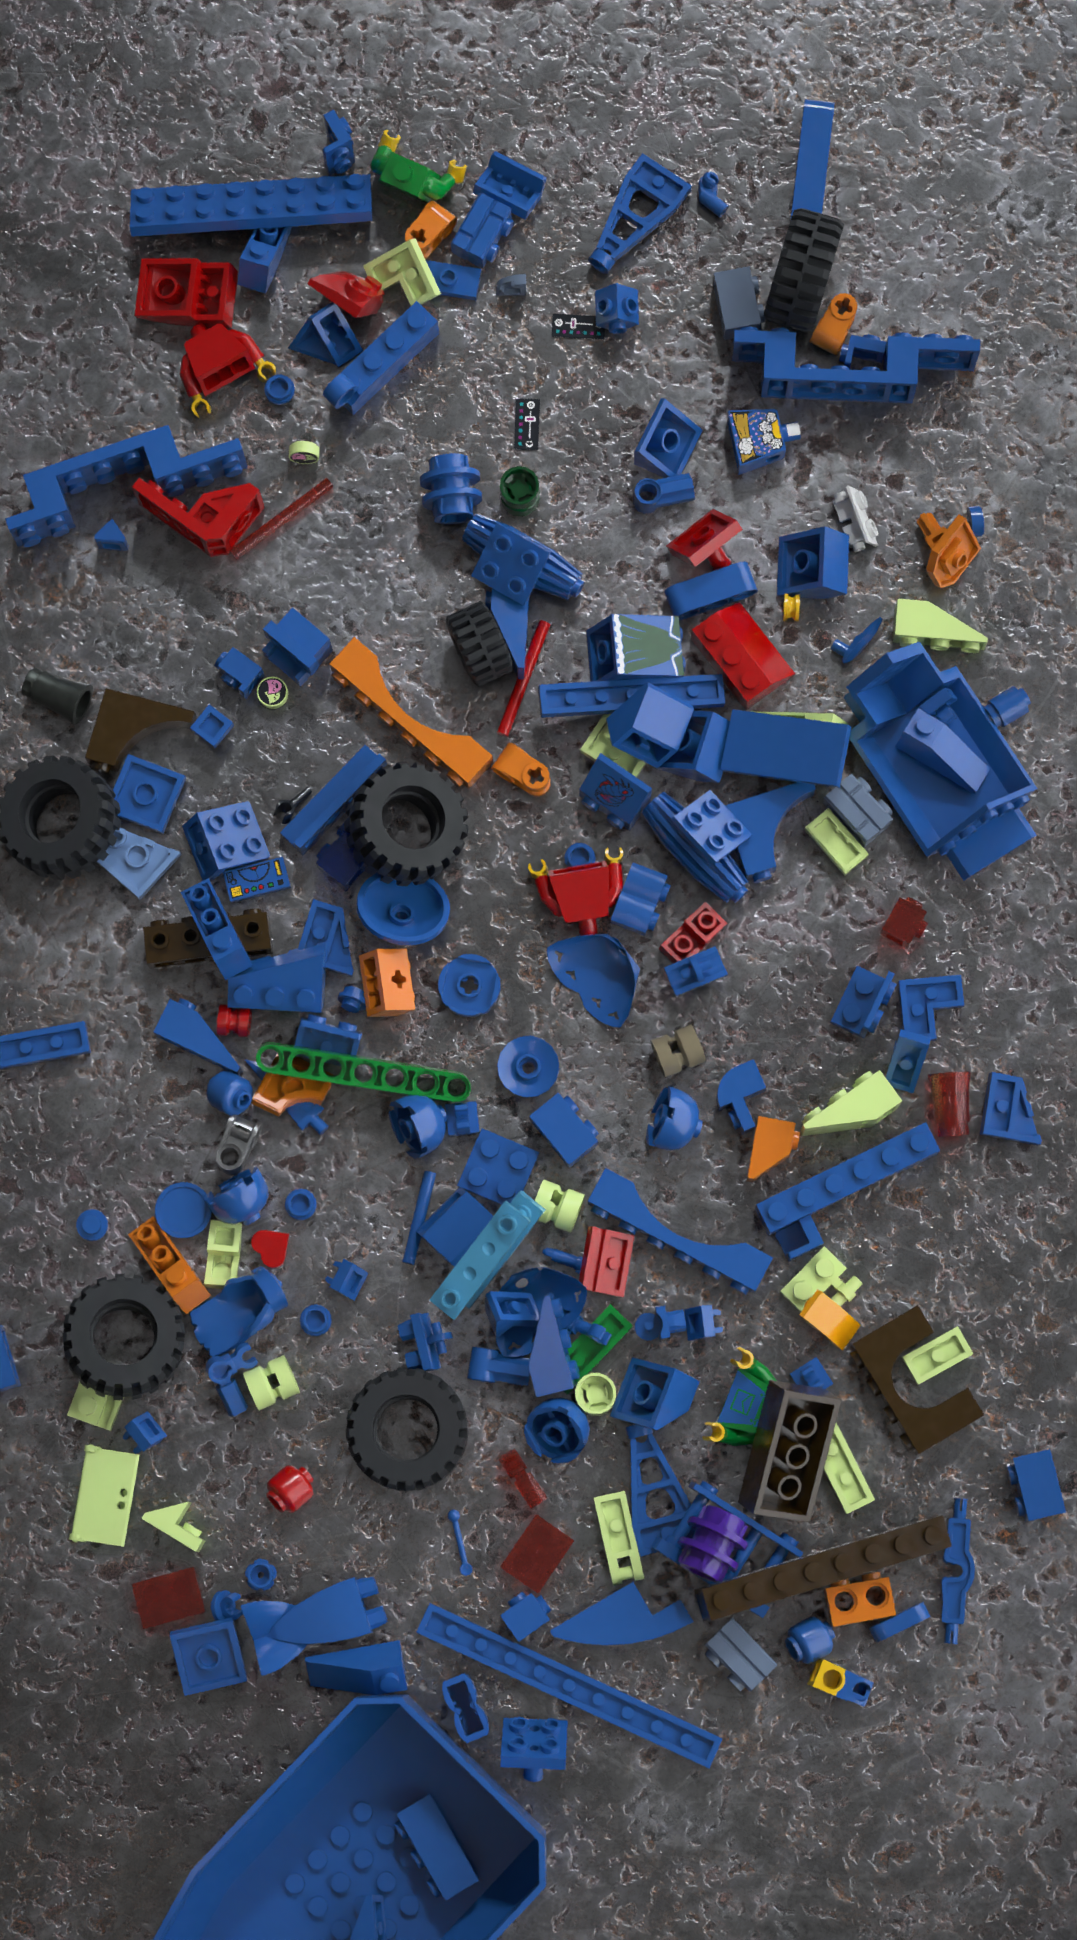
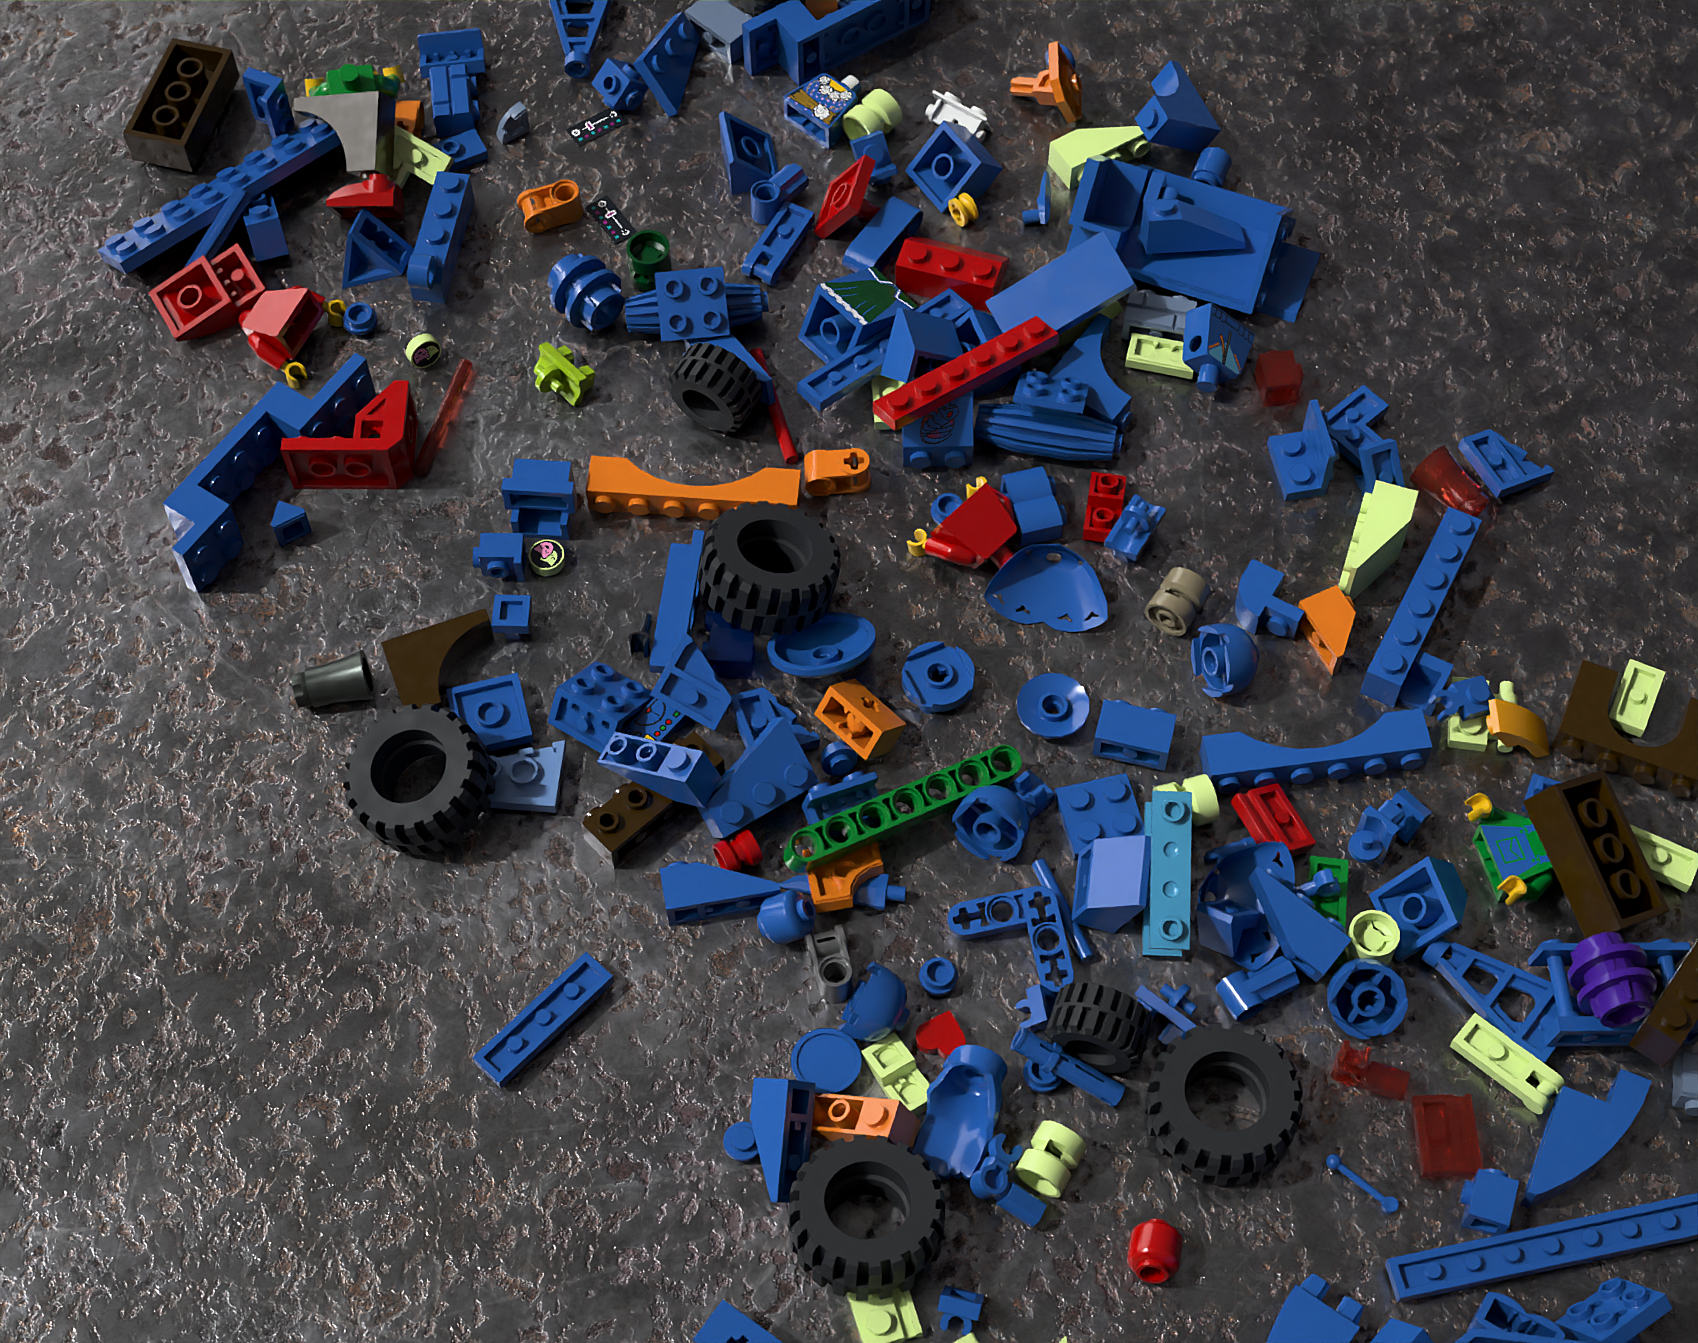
camera: 40 degrees left, 20 degrees down
(117, 1239) = (782, 1130): none -> blue slope
(225, 240) = (222, 225): none -> blue axle
(274, 95) = (181, 104): none -> dark brown brick
(290, 877) = (693, 686): none -> blue wing
(310, 1301) = (1055, 1060): none -> blue pin
(364, 1323) = (1100, 1026): none -> black tyre
(383, 224) = (363, 124): none -> arch
(383, 544) = (558, 373): none -> lime hips
(388, 1206) = (1022, 918): none -> blue beam
(480, 382) = (554, 205): none -> orange piece
(631, 538) = (778, 242): none -> blue plate
(658, 770) = (965, 373): none -> red plate
(669, 310) = (668, 62): none -> blue wing
(757, 515) = (875, 147): none -> blue bracket
(784, 476) = (876, 113): none -> yellowish green wheel
(810, 1274) = (1466, 697): none -> blue plate
(872, 868) = (1214, 346): none -> blue torso
(1023, 645) = (1177, 113): none -> blue arch

